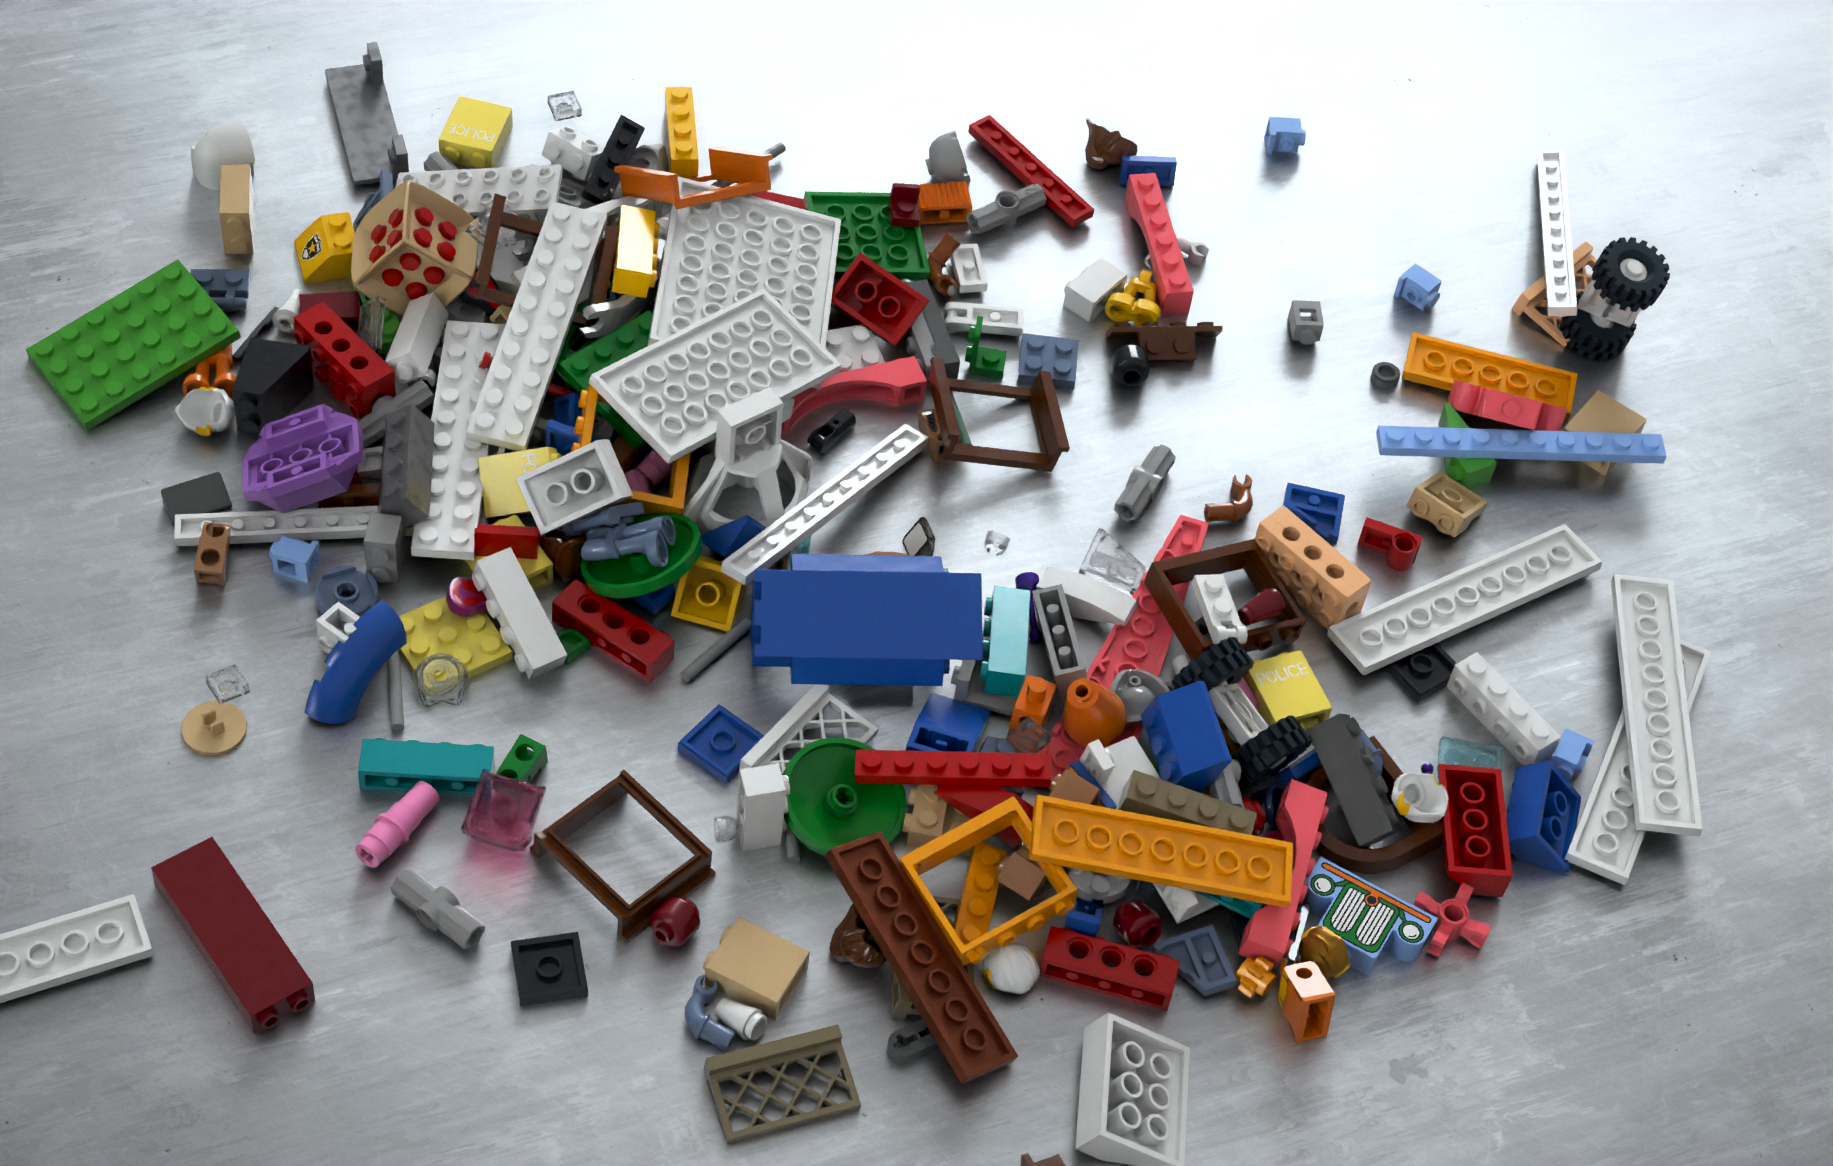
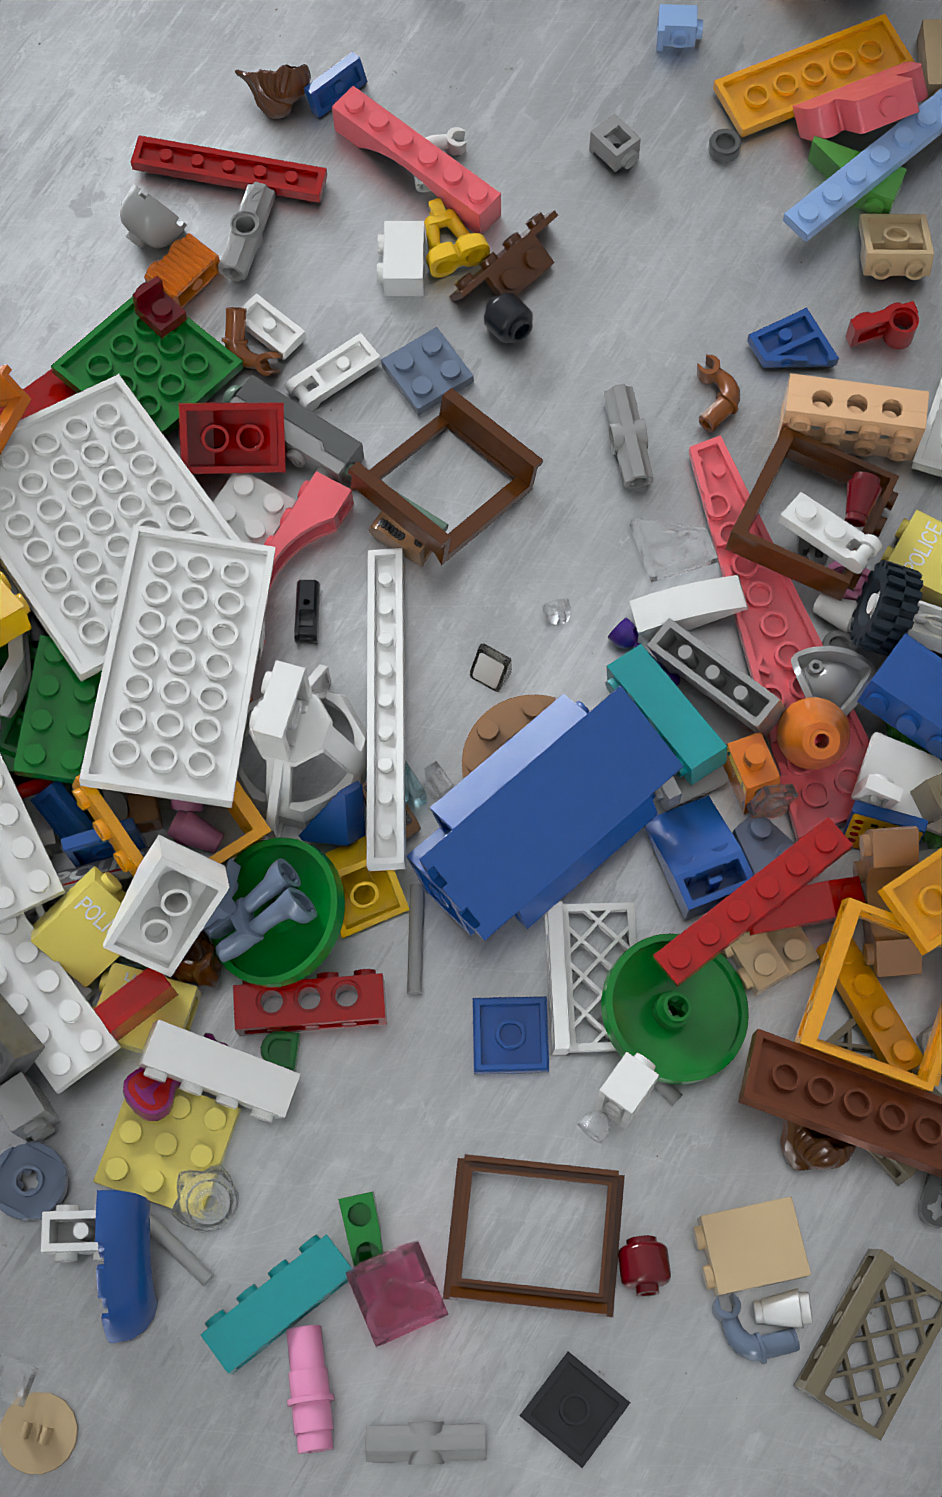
camera: 30 degrees left, 20 degrees up
(982, 360) = (371, 417): green bracket -> none

